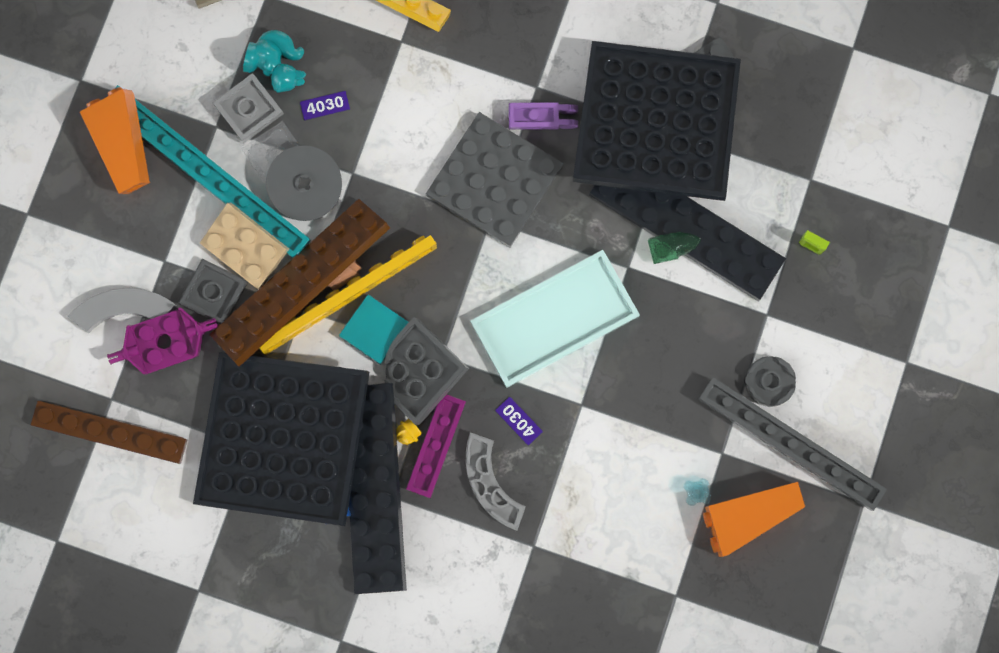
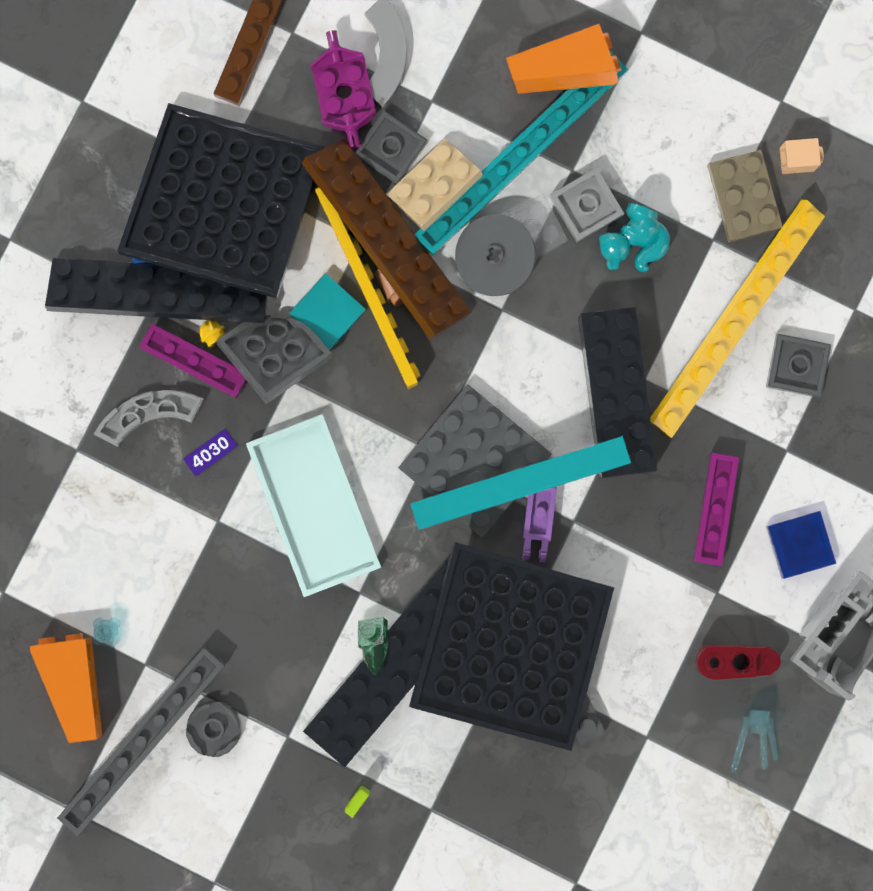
camera: 105 degrees right, 5 degrees up
(324, 105) = (581, 288): dark purple sticker -> none
(417, 60) = (617, 386): none -> black brick
(510, 131) = (520, 482): none -> teal tile

